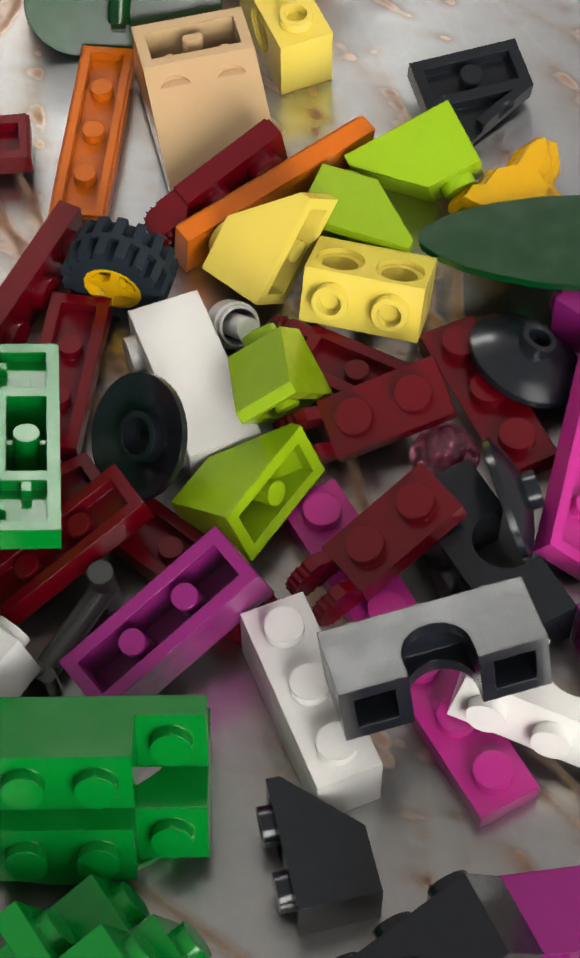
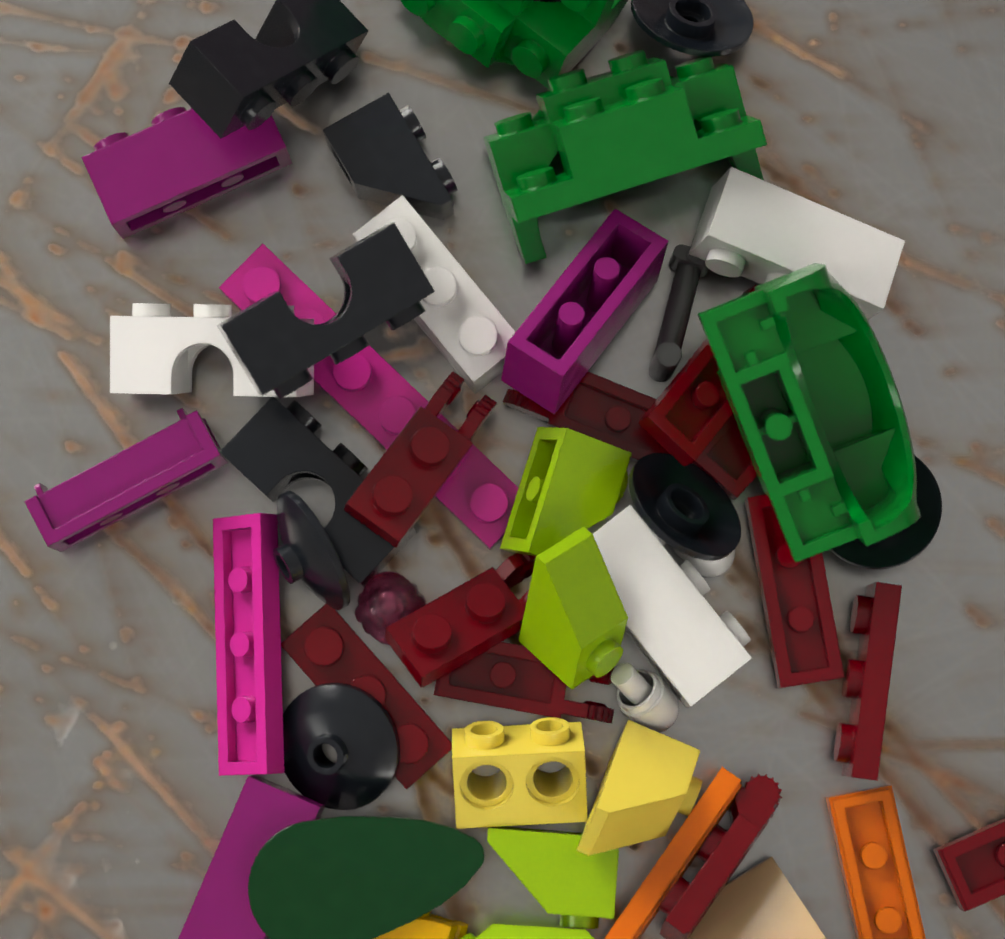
camera: 165 degrees right, 25 degrees up
(119, 264) = (781, 714): black wheel -> none

